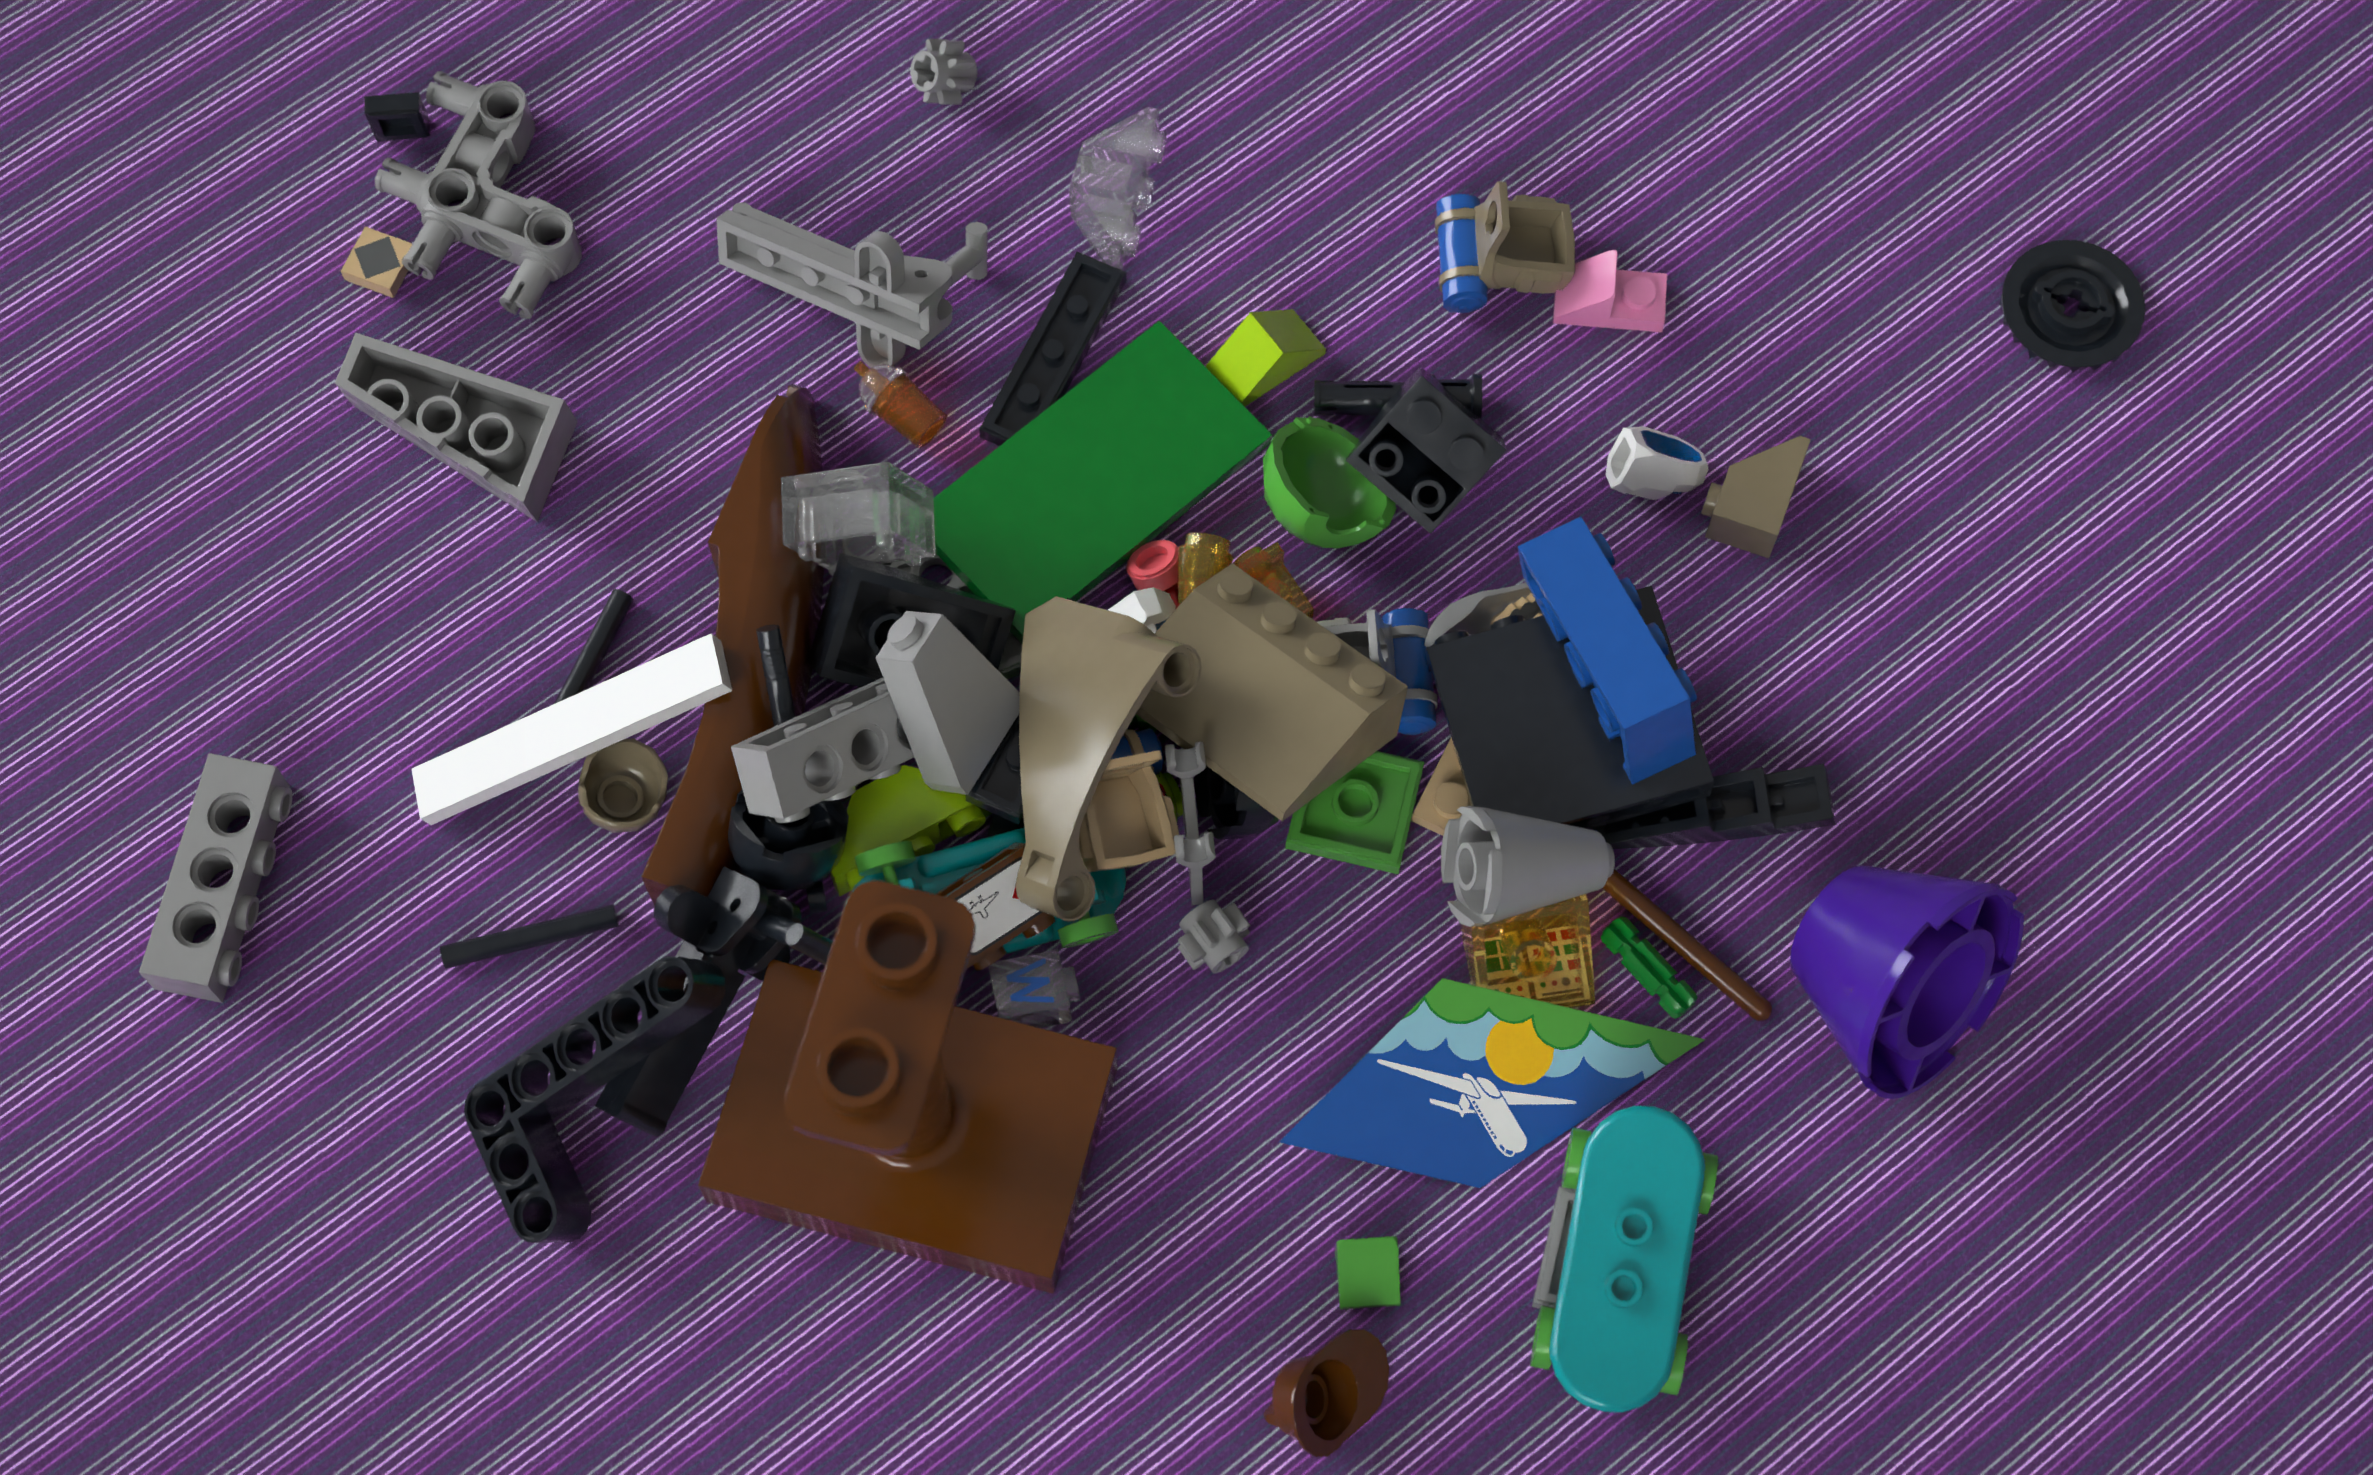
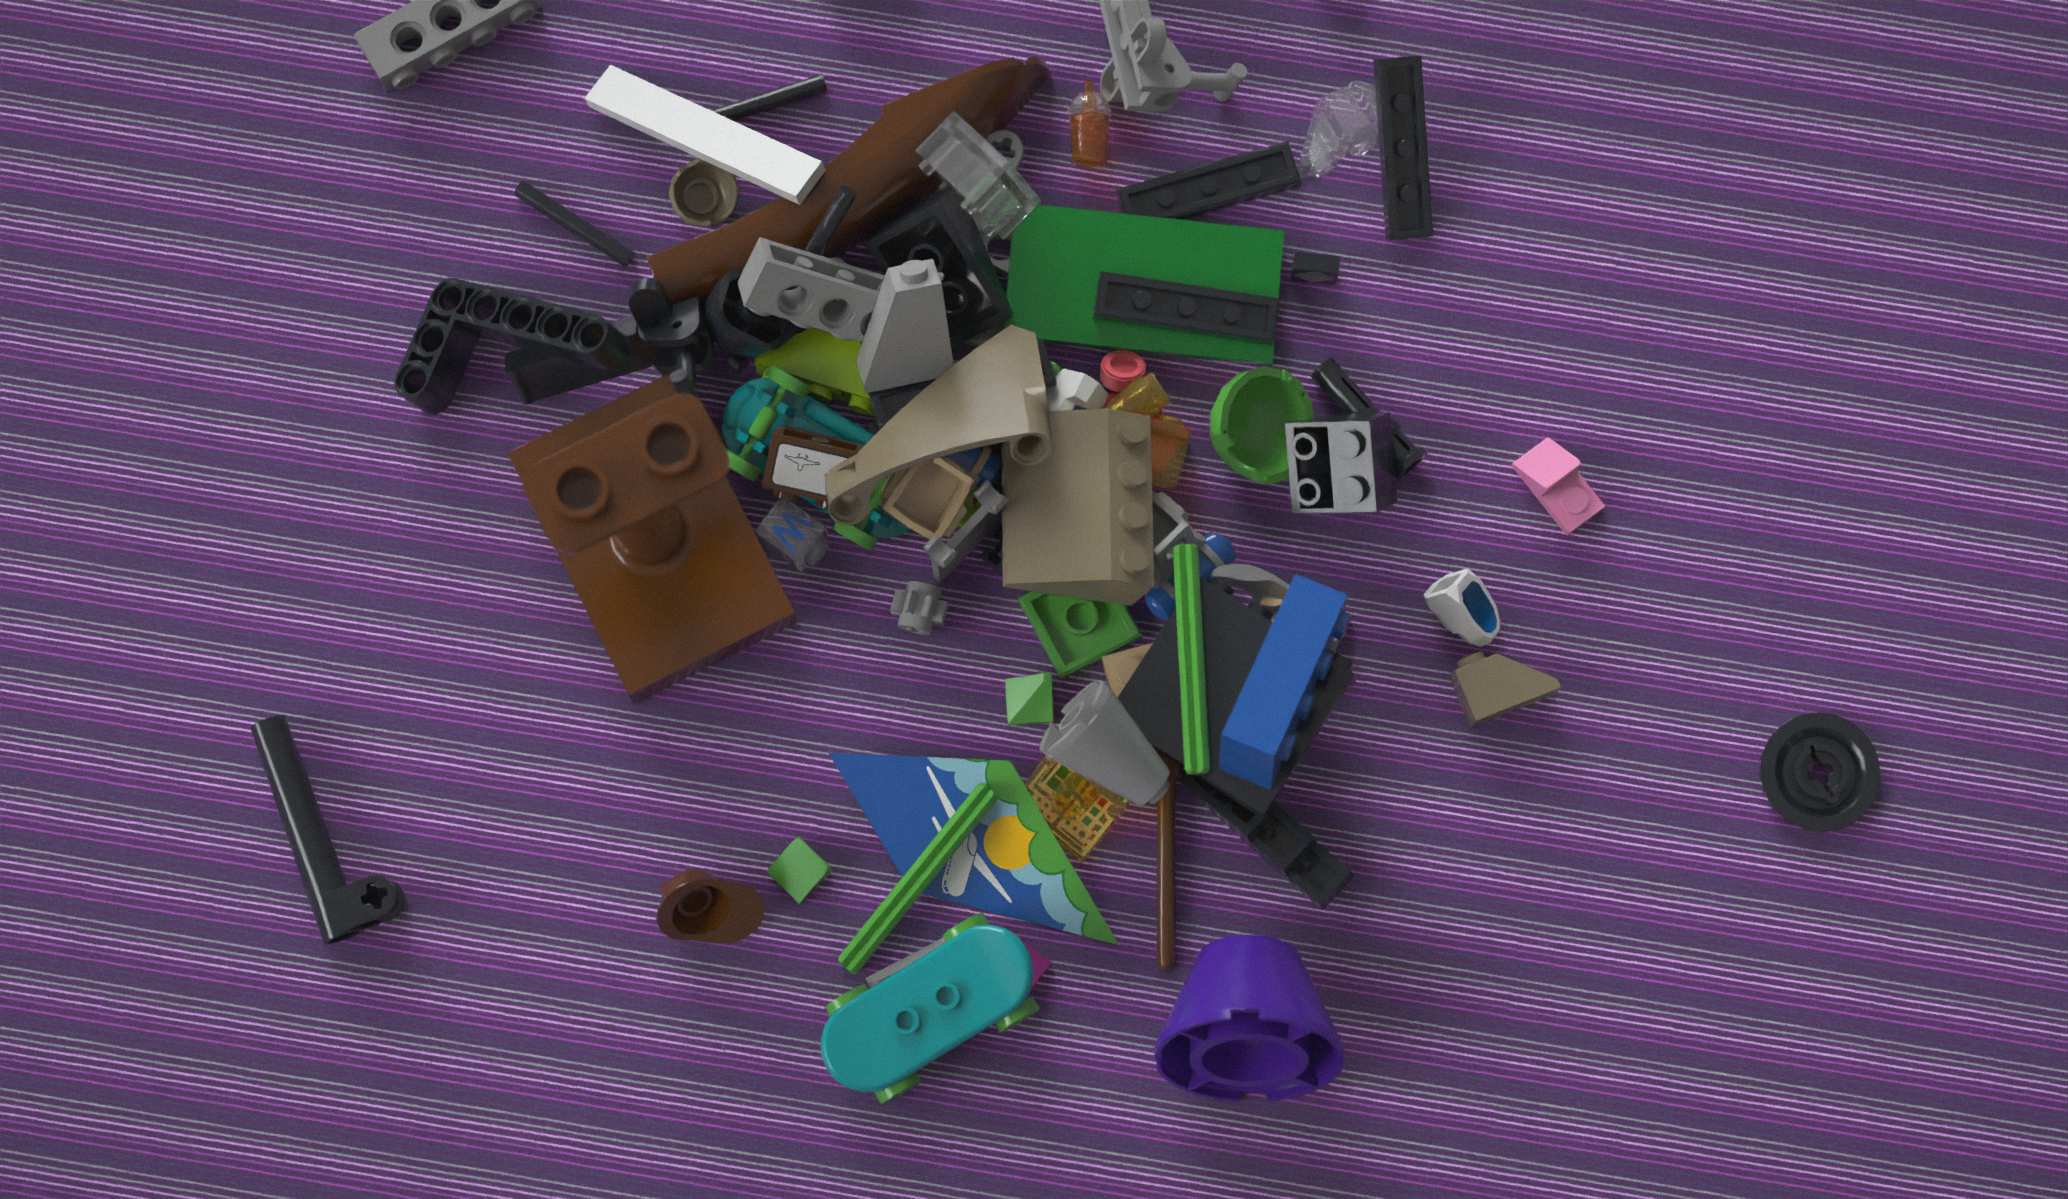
camera: 45 degrees right, 10 degrees up
(1152, 459) = (1186, 308): none -> black tile
(1182, 156) = (1403, 147): none -> black tile
(1218, 324) = (1315, 268): none -> black tile
(1264, 353) = (1323, 312): lime slope -> none
(1393, 915) = (1029, 699): none -> bright green slope
(1480, 1165) = (917, 878): none -> bright green axle
(1502, 244) = (1524, 391): dark tan piece -> none
(1506, 717) = (1191, 659): none -> bright green axle
(1649, 967) = (1132, 874): green axle -> none

